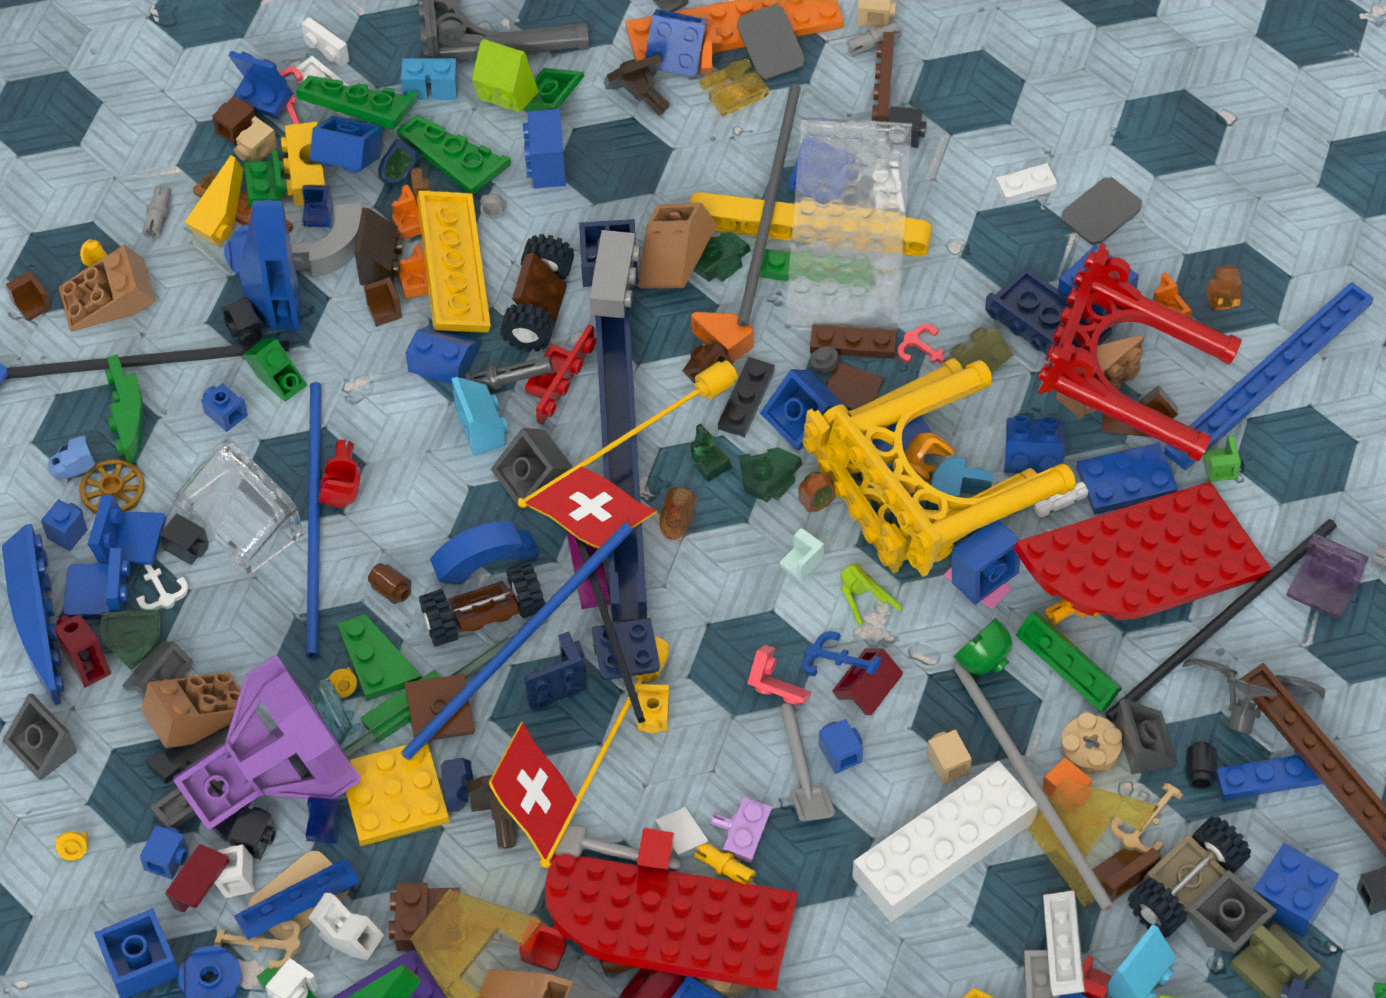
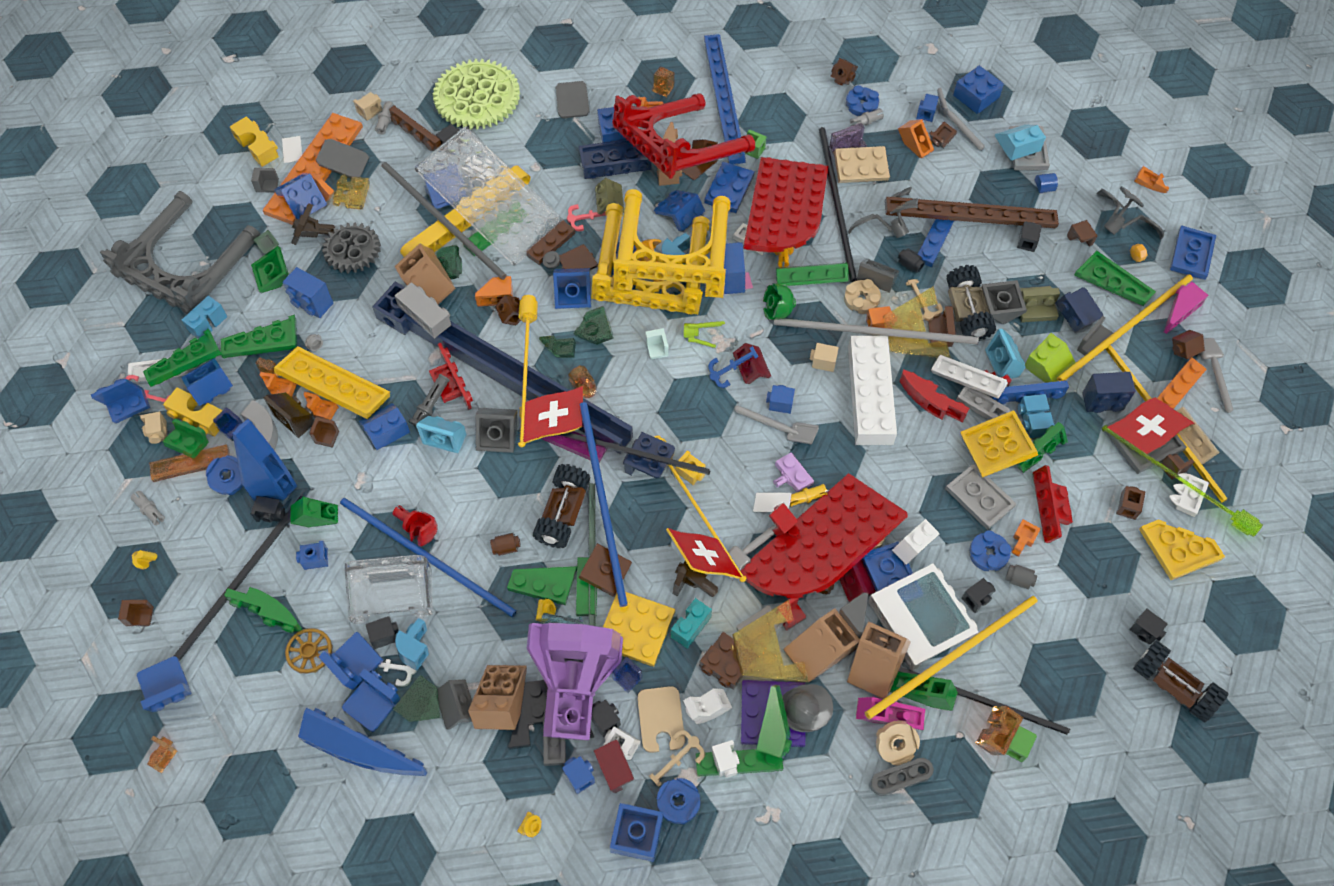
camera: 55 degrees left, 5 degrees up
(39, 738) = (444, 799): dark grey slope -> none
(64, 524) = (313, 692): blue brick -> none
(72, 458) = (271, 659): medium blue rock -> none
(76, 636) = (406, 735): dark red torso -> none
(107, 290) = (174, 568): medium nougat slope -> none
(187, 573) = (409, 647): none -> dark azure brick
(217, 208) = (182, 477): yellow slope -> none
(233, 119) = (129, 428): reddish brown brick -> none
(296, 899) = (667, 721): blue plate -> none
(324, 41) = (126, 351): white plate -> none
(397, 162) = (241, 367): rock -> none
(441, 846) = (688, 629): none -> teal brick
(456, 777) = (659, 591): dark blue rock -> none
(480, 545) = (527, 485): blue arch -> none
(503, 76) = (242, 281): lime slope -> none
(538, 293) = (408, 368): plate -> none
(559, 680) = (637, 486): dark blue bracket -> none
(579, 57) = (265, 242): none -> brick
(652, 145) = (351, 247): none -> dark grey gear
(746, 397) = (546, 315): black plate -> none
(762, 667) = (717, 408): coral bracket -> none
(816, 492) = (625, 313): dark orange rock -> none
(996, 919) = (925, 395): none -> red slope
(1002, 104) = (476, 94): none -> yellowish green gear
(1026, 183) = (529, 116): white plate -> none
(1296, 888) = (1006, 265): blue brick -> none
(1310, 607) = (861, 164): none -> tan plate

